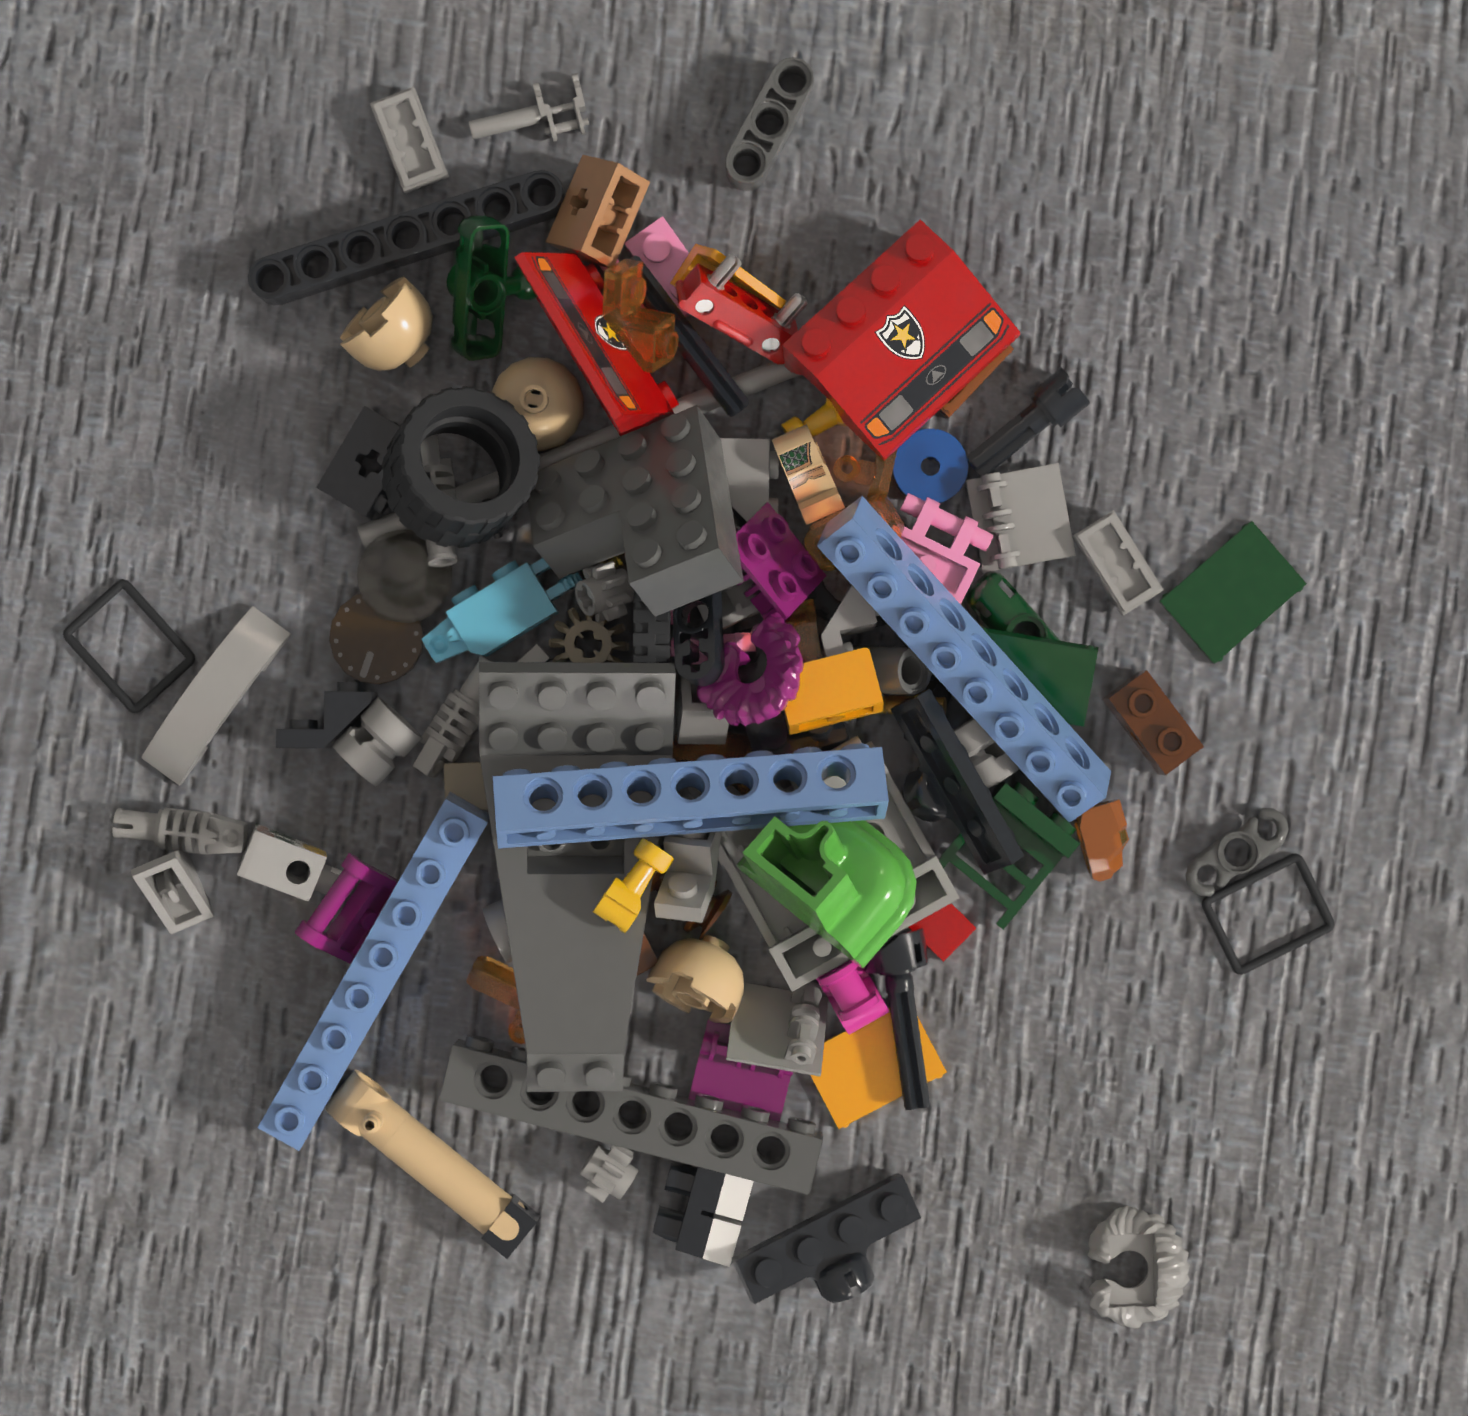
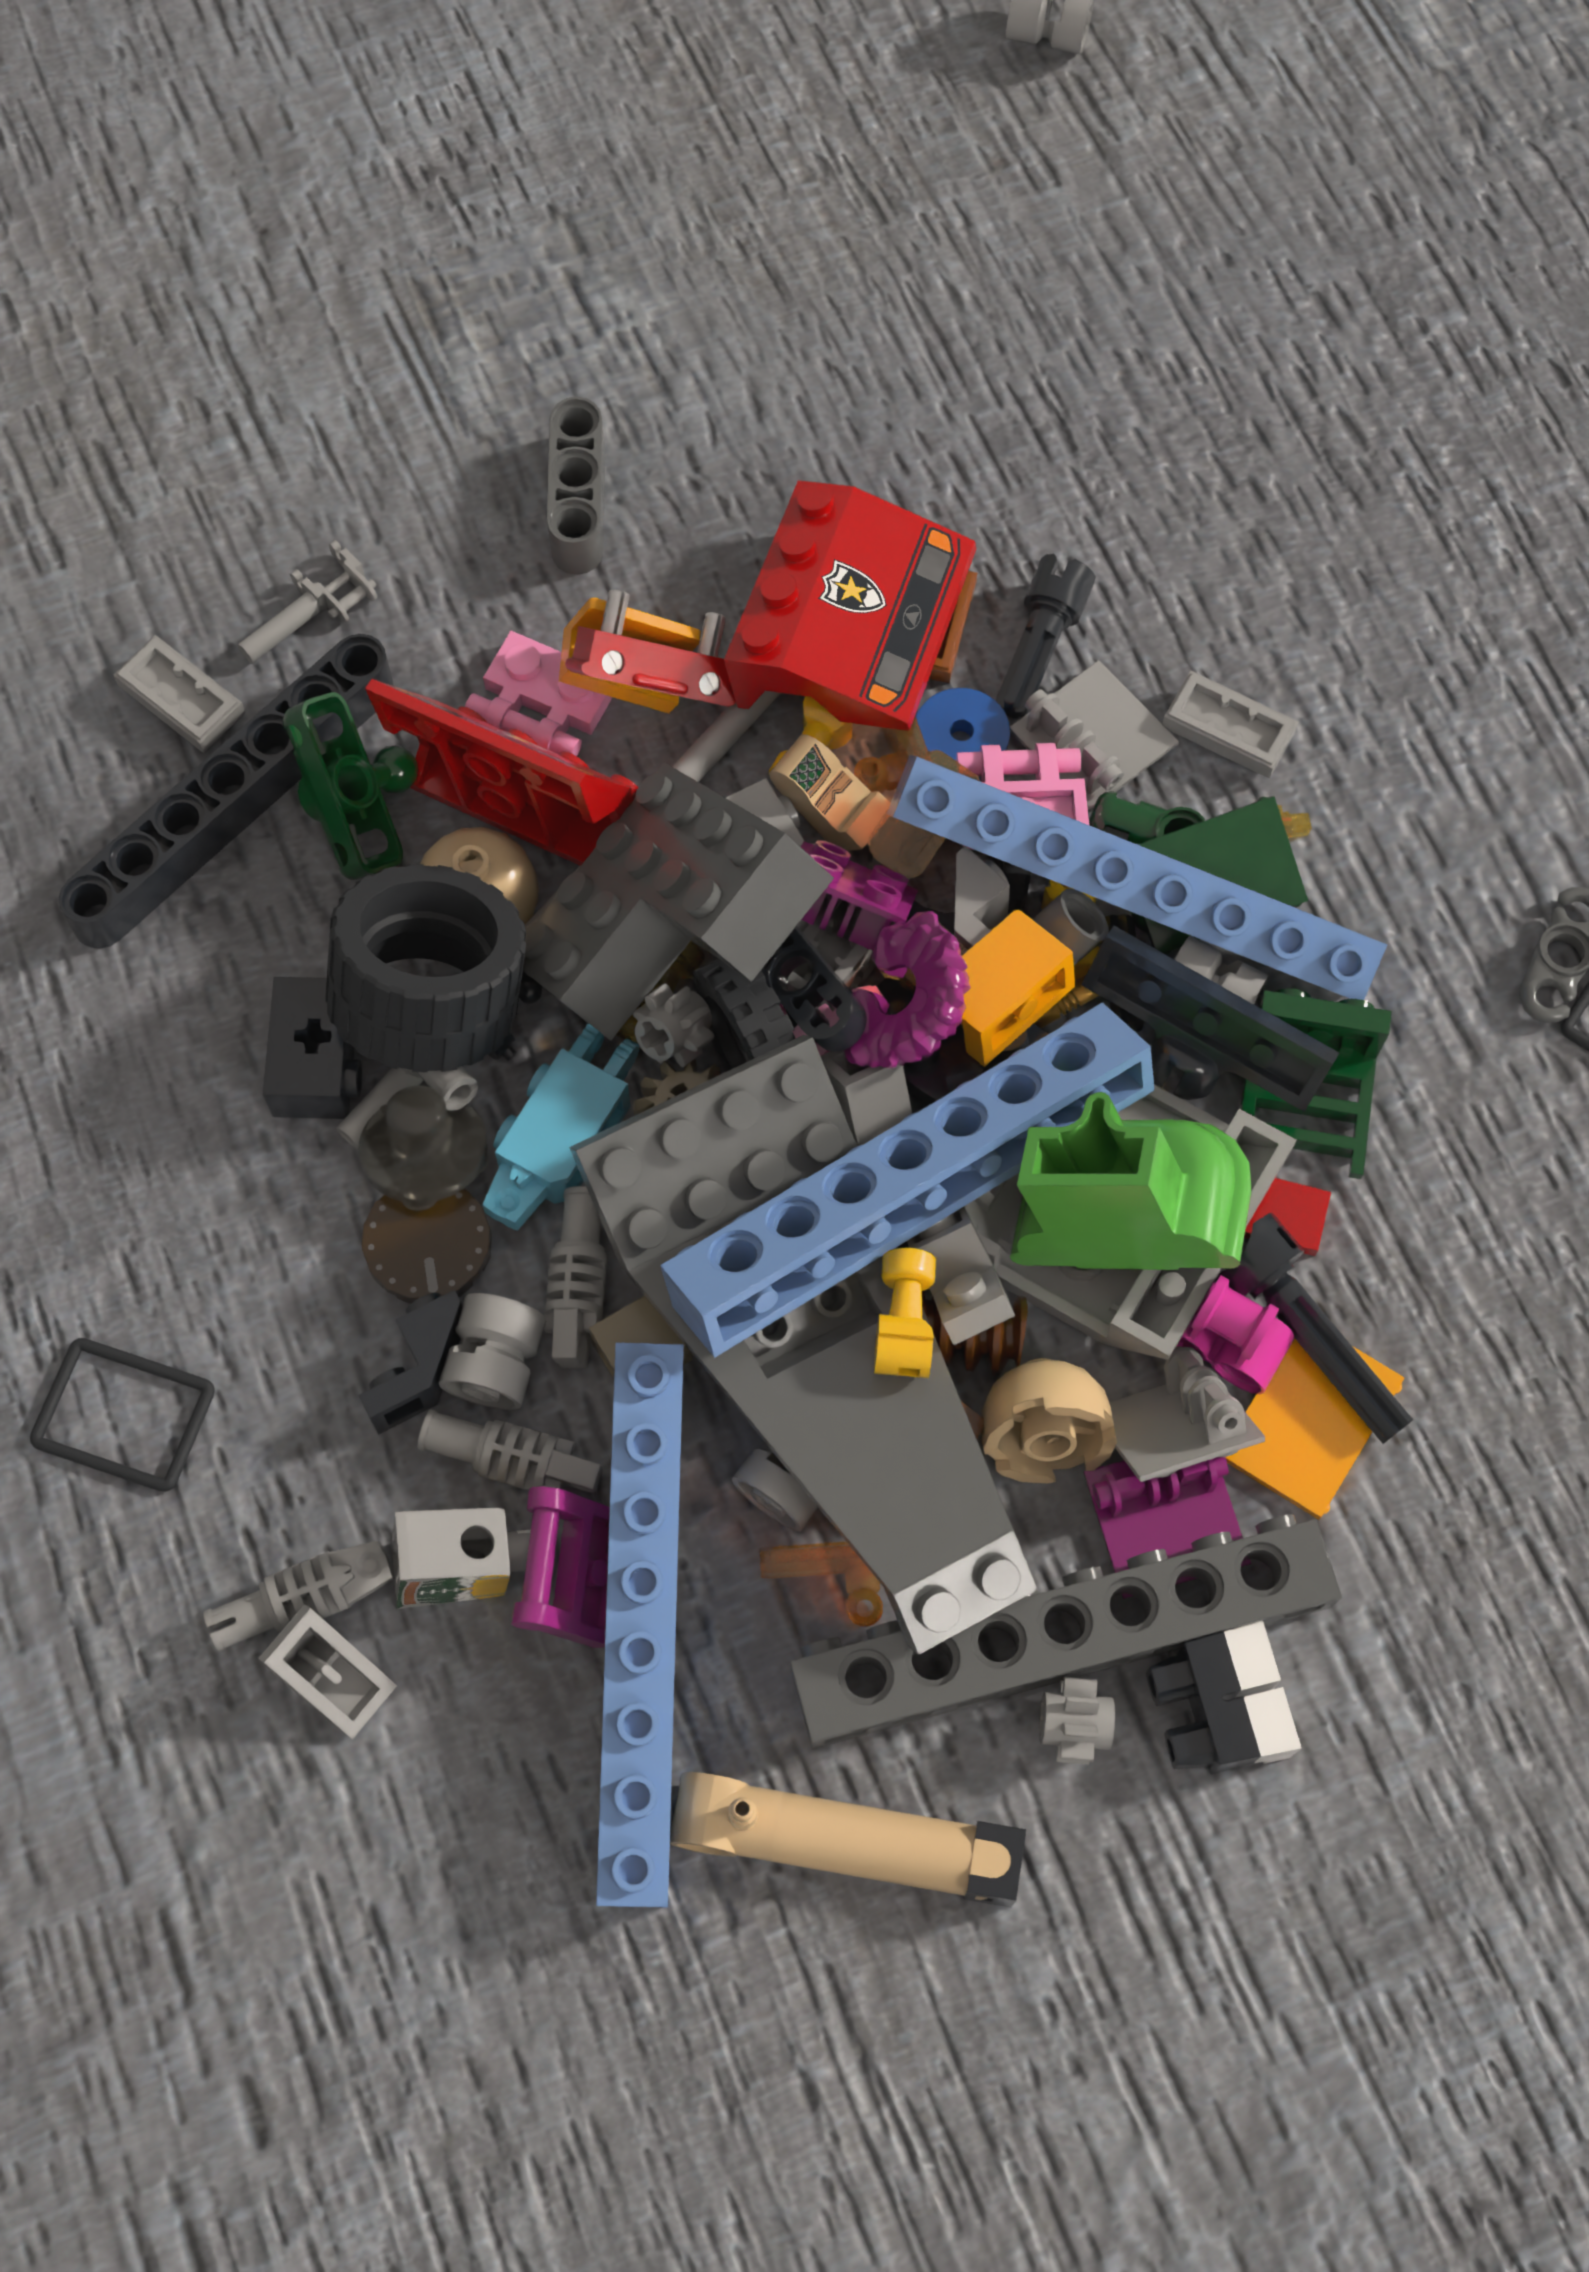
camera: 30 degrees left, 20 degrees down
(214, 694) = (257, 1416): light grey slope -> none
(356, 812) = (510, 1453): none -> light grey hinge
(390, 329) = (263, 886): tan cylinder -> none
(598, 211) = (437, 643): medium nougat brick -> none
(644, 332) = (565, 730): clear orange slope -> none
(695, 349) = (604, 725): black axle -> none
(829, 1244) = (1402, 1658): black plate -> none
(1102, 838) = (1416, 1025): dark orange rock -> none
(1113, 657) = (1295, 824): none -> clear yellow piece
(1153, 722) = (1380, 860): reddish brown brick -> none
(1232, 592) = (1371, 697): dark green piece -> none

